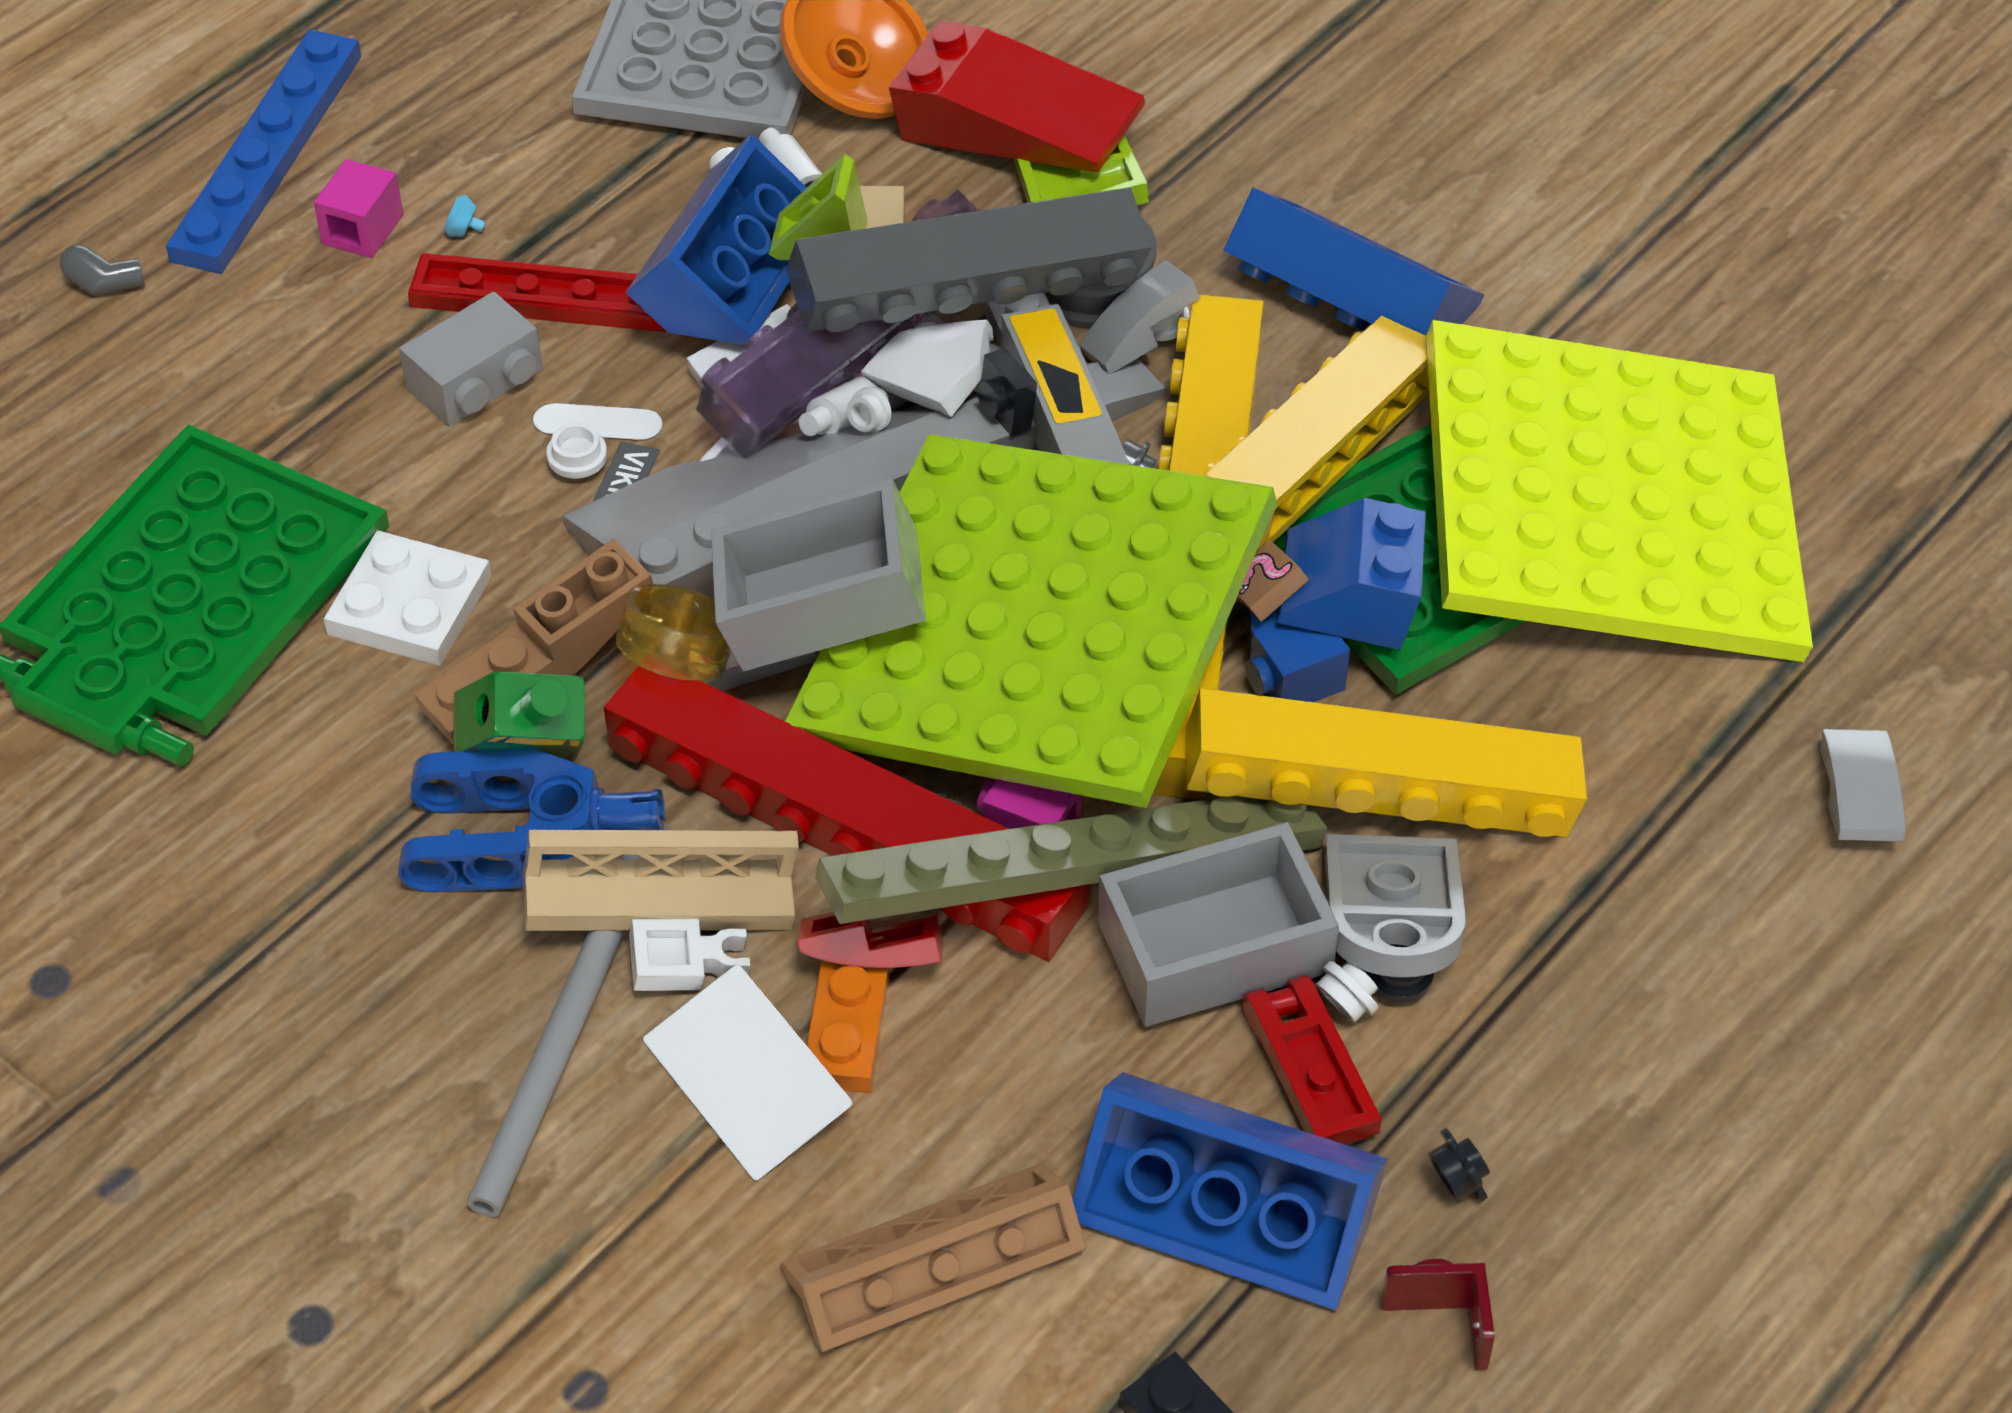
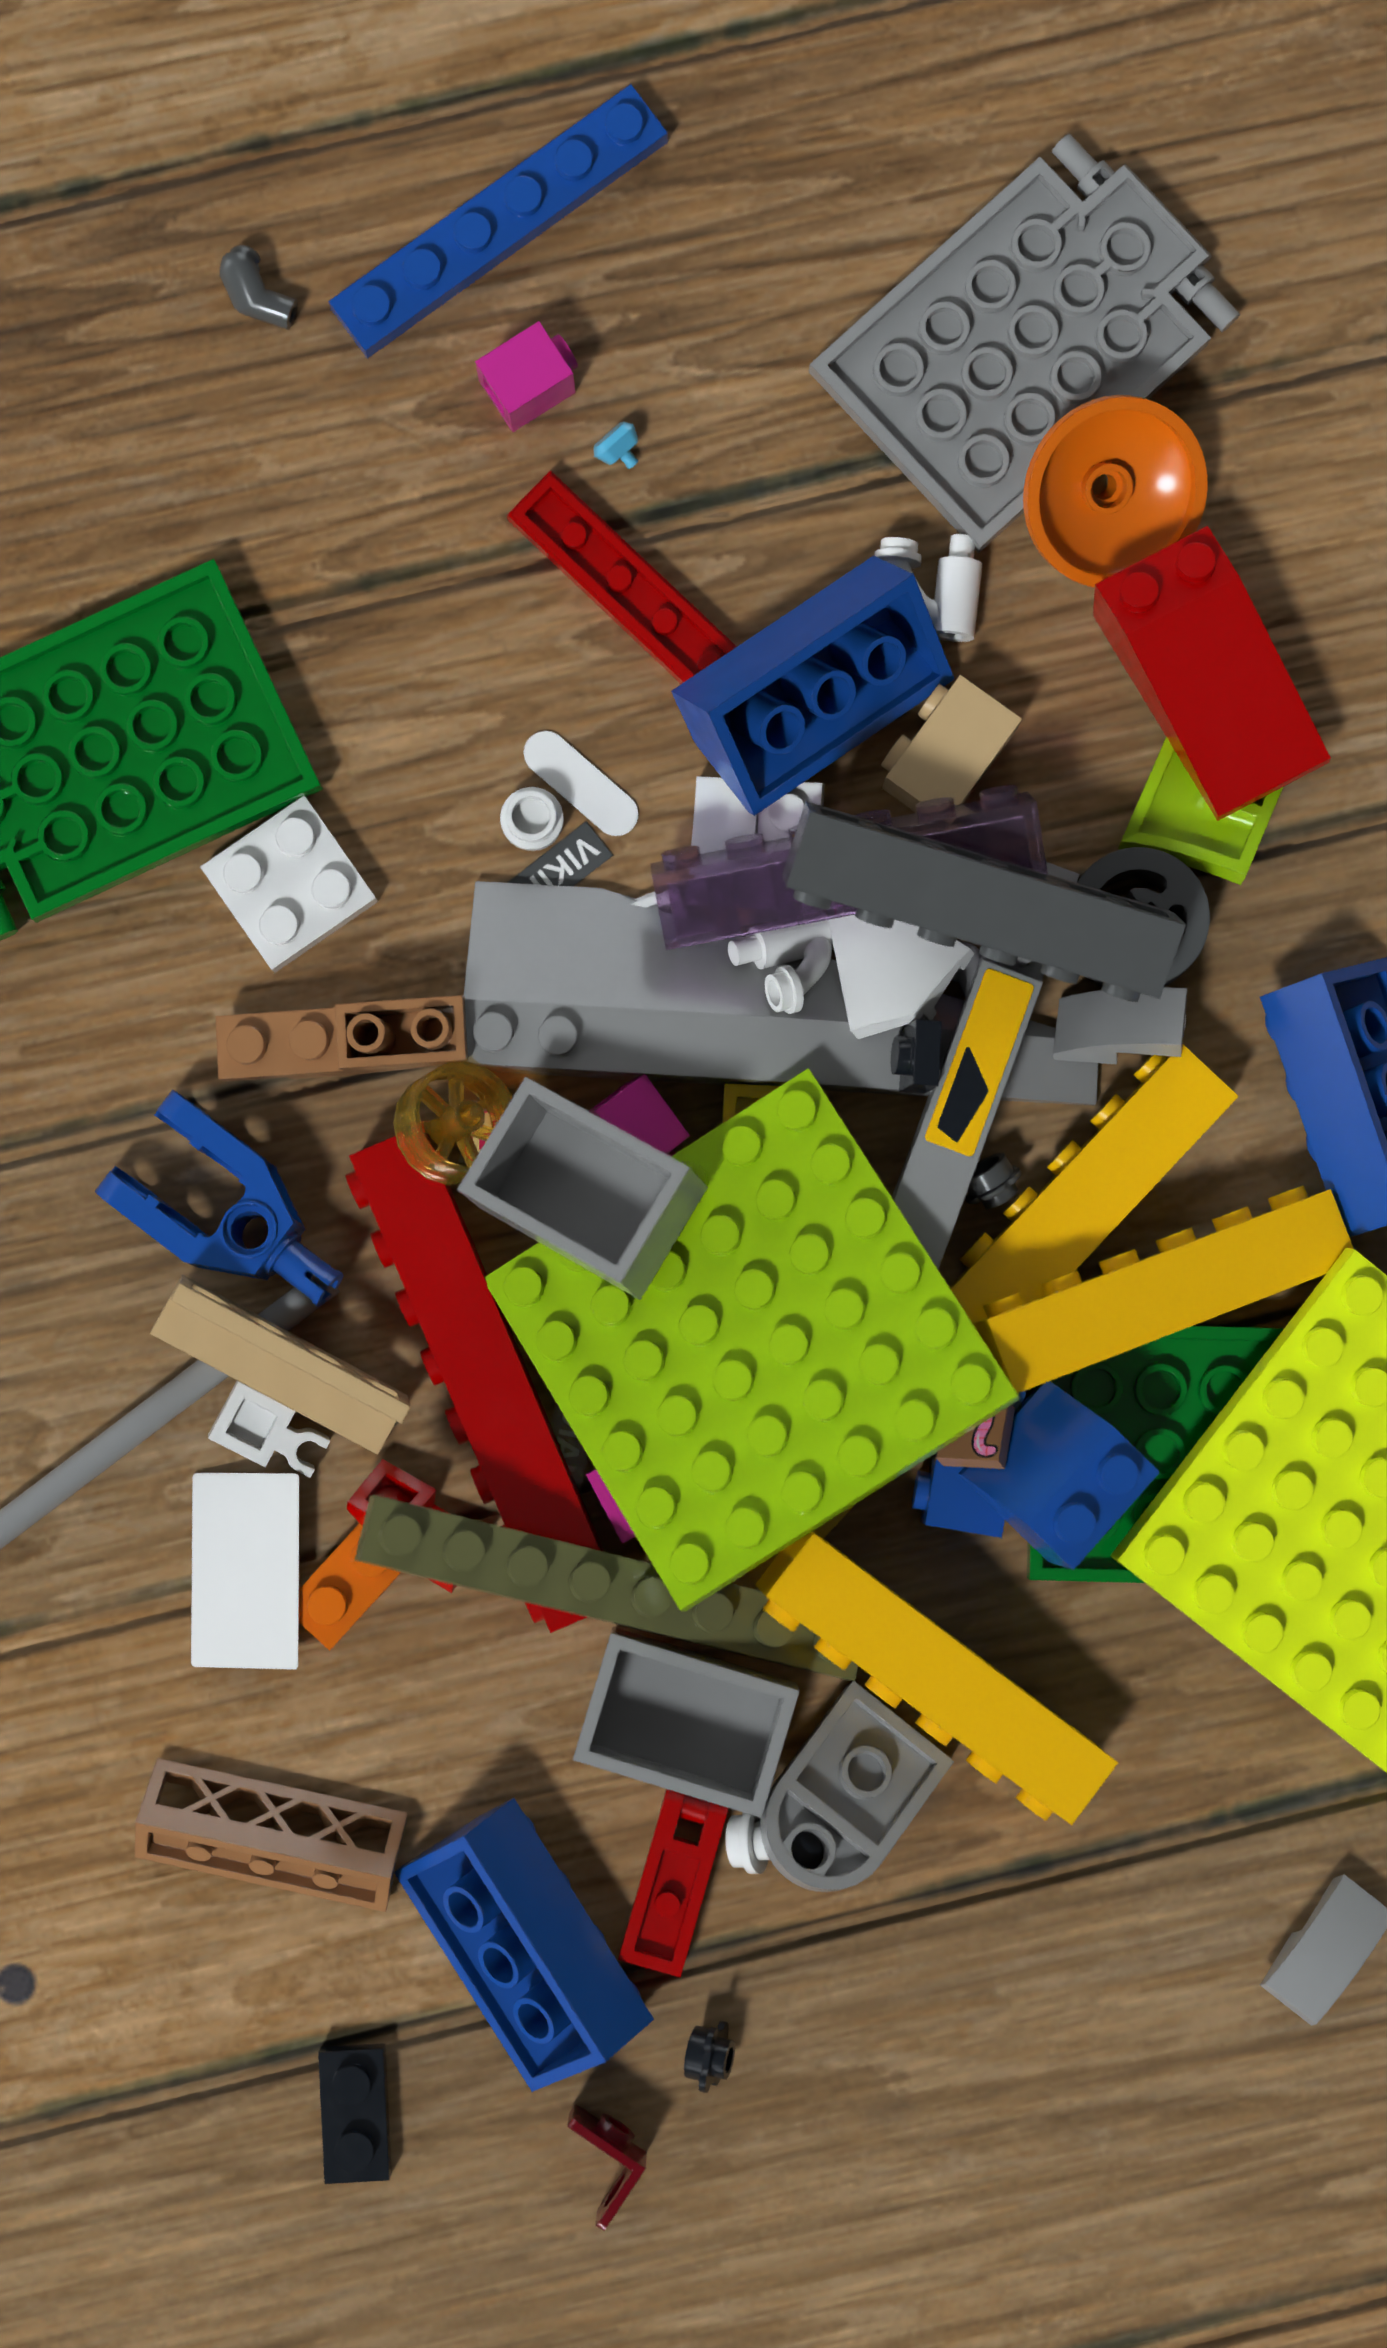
camera: 35 degrees right, 35 degrees up
(471, 358) = (506, 648): light grey brick -> none
(523, 713) = (271, 1126): green torso -> none
(823, 208) = (901, 728): lime slope -> none

